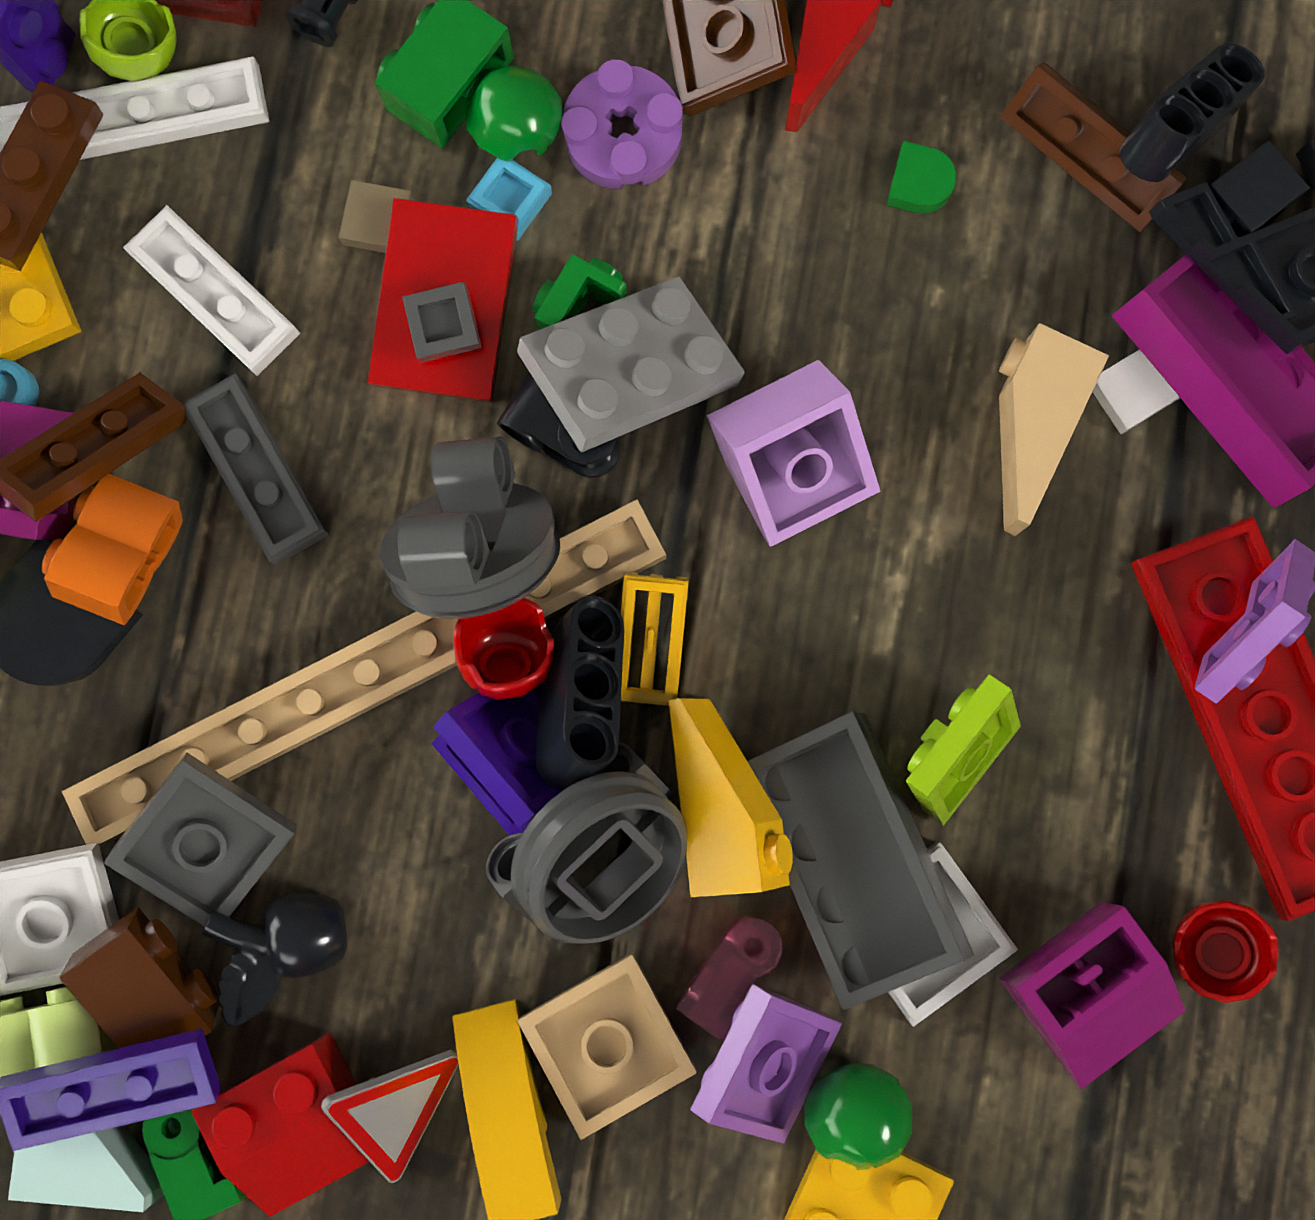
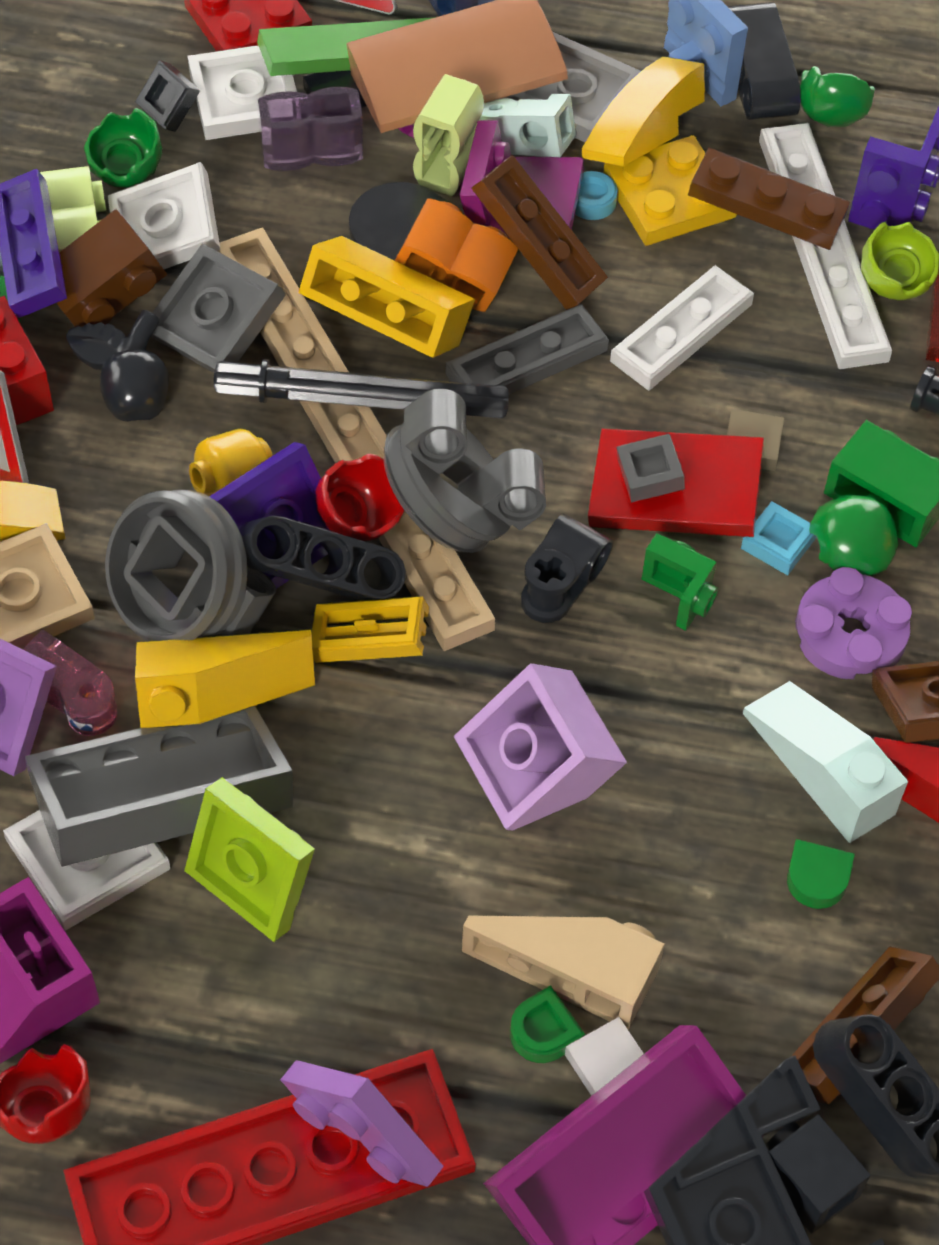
camera: 85 degrees right, 25 degrees down
(178, 633) = (386, 296): none -> yellow brick
(327, 660) = (350, 388): none -> axle
(432, 806) = (226, 458): none -> yellow head
(629, 363) = (619, 609): light grey plate -> none
(793, 159) = (830, 759): none -> light aqua slope
(1102, 453) = (543, 1027): none -> green tile

